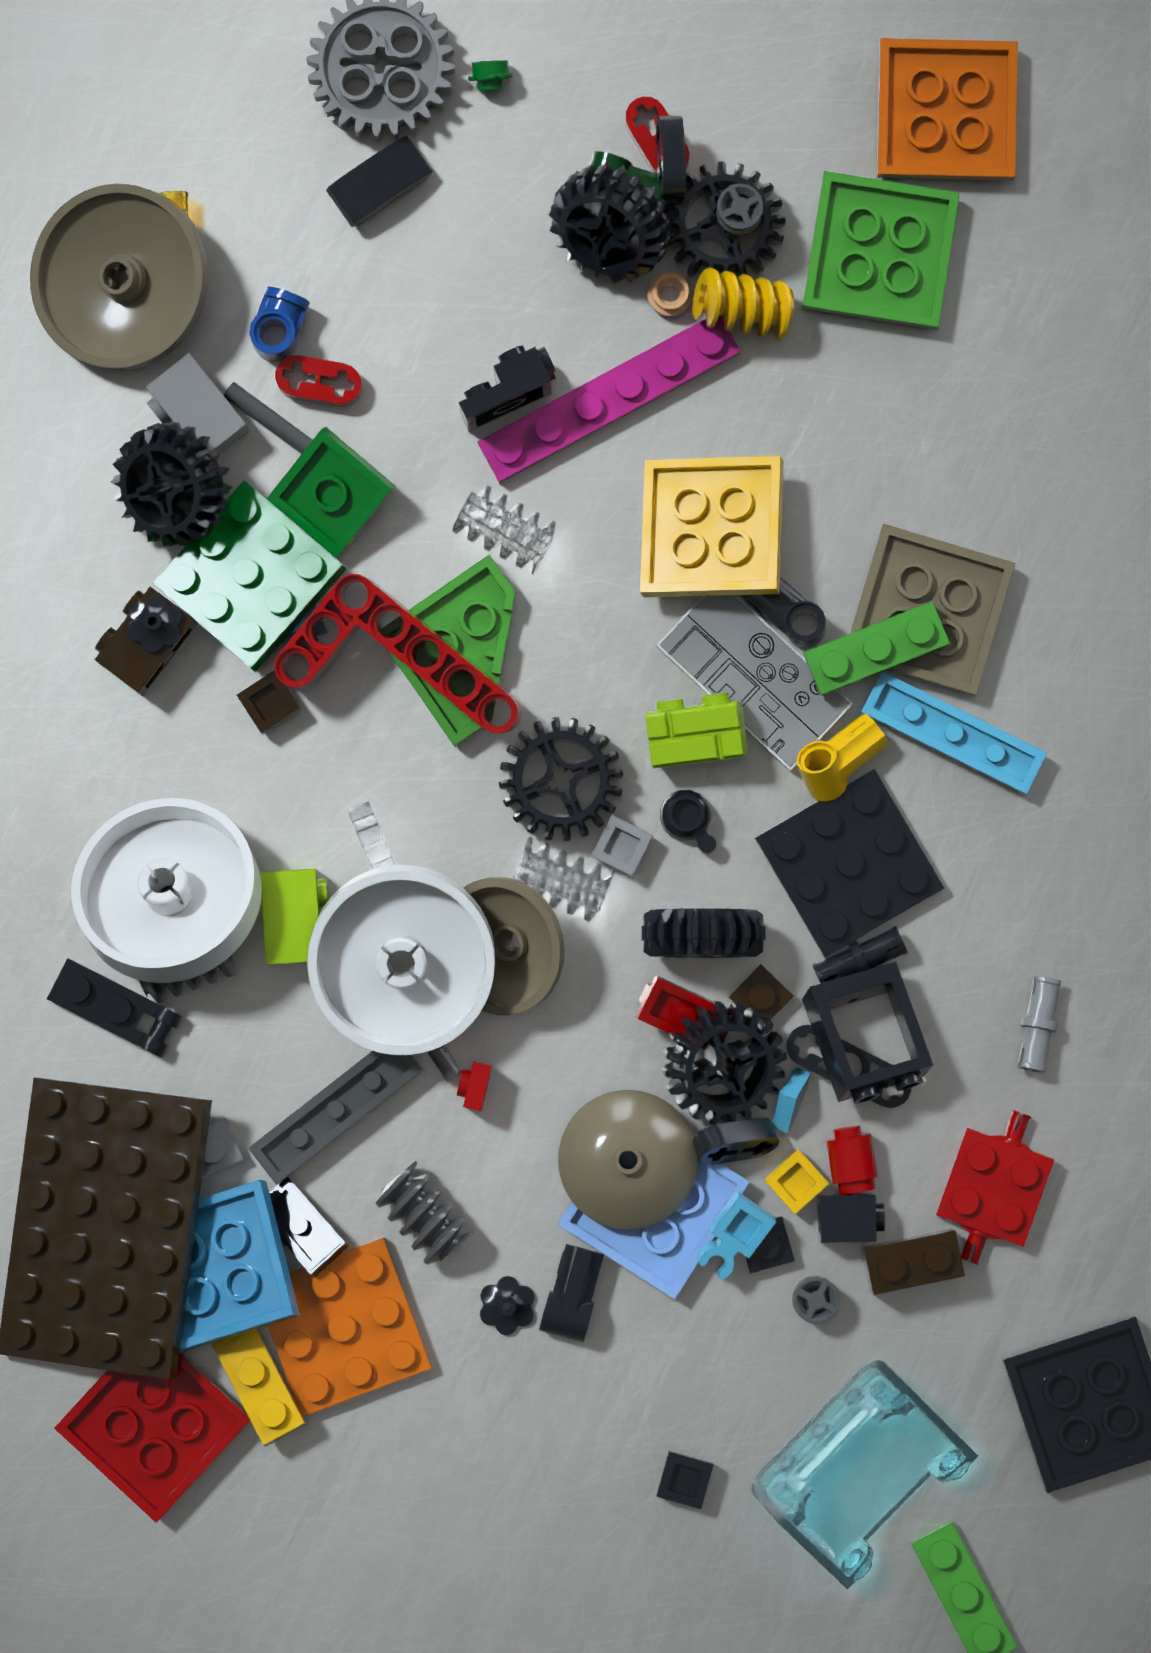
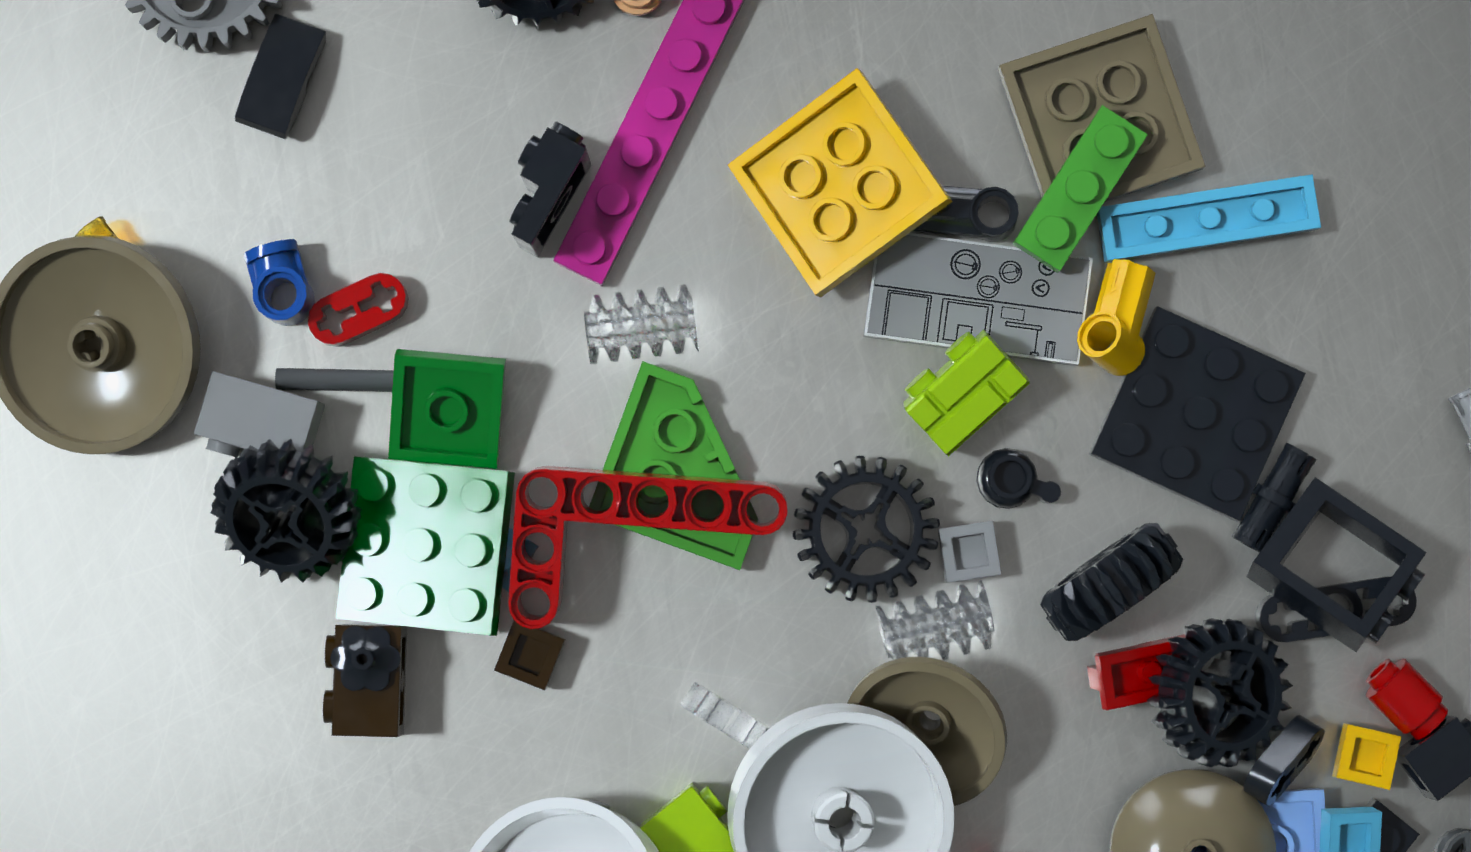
camera: 40 degrees left, 0 degrees up
(762, 992) = (1203, 598): dark brown plate -> none
(790, 1099) = (1304, 680): medium azure tile -> none

